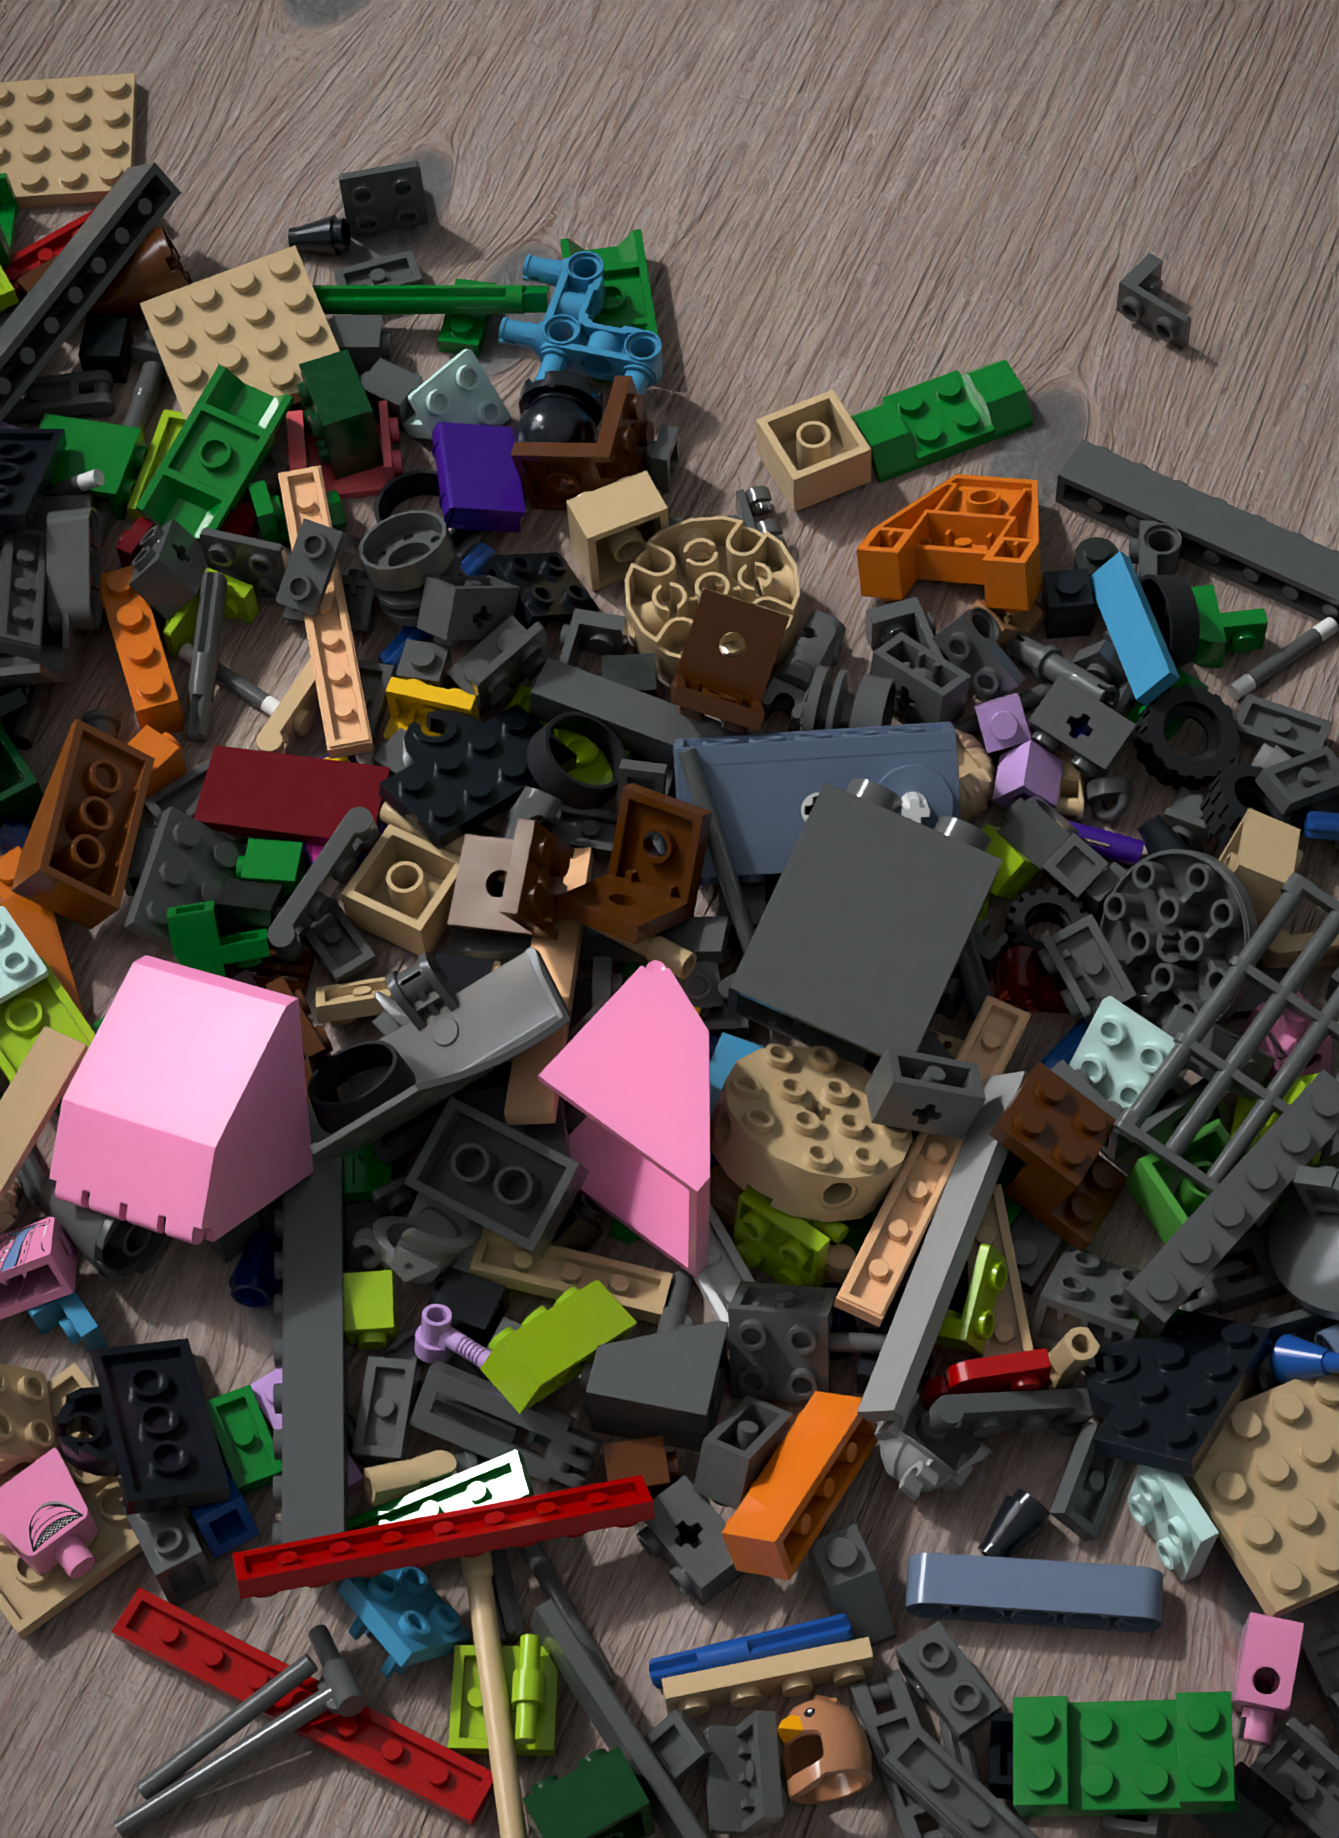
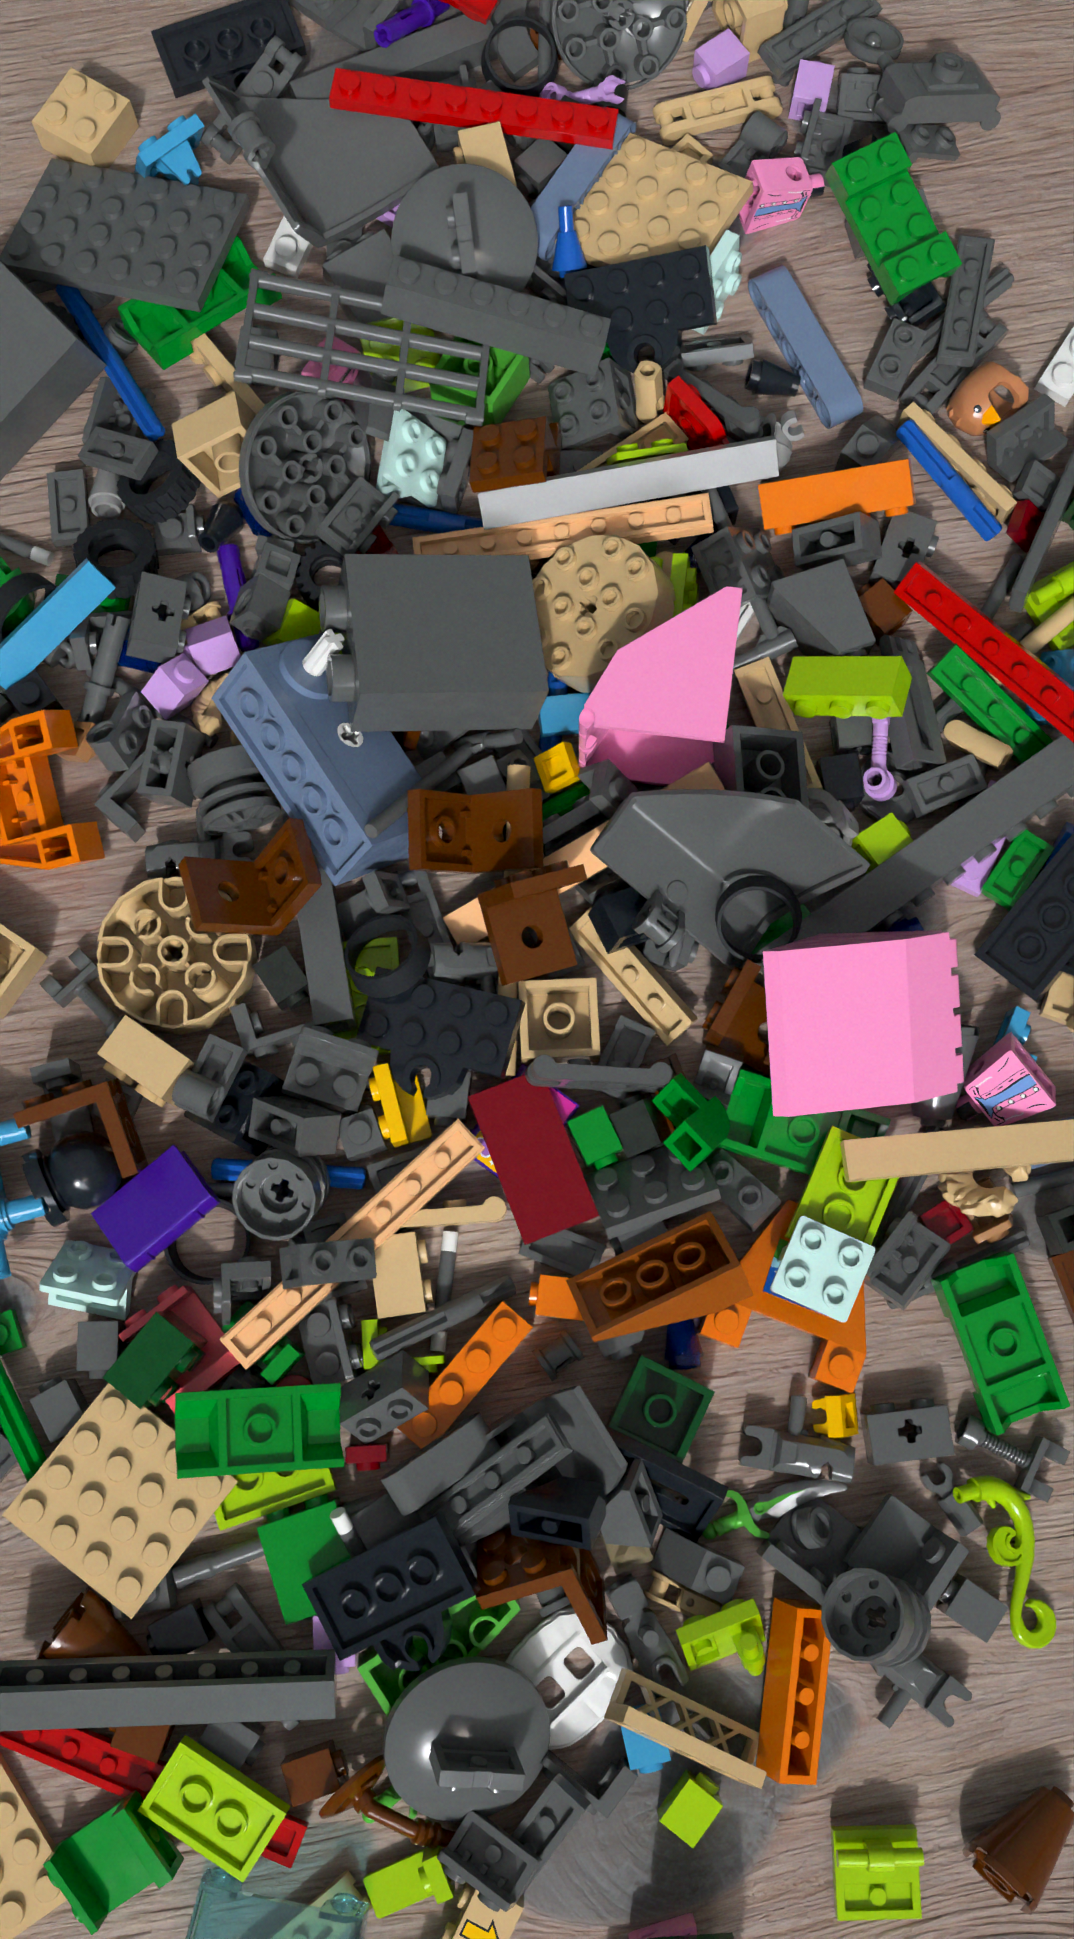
camera: 125 degrees left, 20 degrees up
(105, 968) = (741, 1191): none -> dark grey plate
(266, 643) = (399, 1277): none -> tan brick
(357, 490) = (240, 1282): none -> dark grey bracket
(561, 559) = (209, 1080): none -> dark grey plate
(641, 1703) = (1024, 524): none -> dark red plate
(924, 1093) = (539, 537): dark grey brick -> none

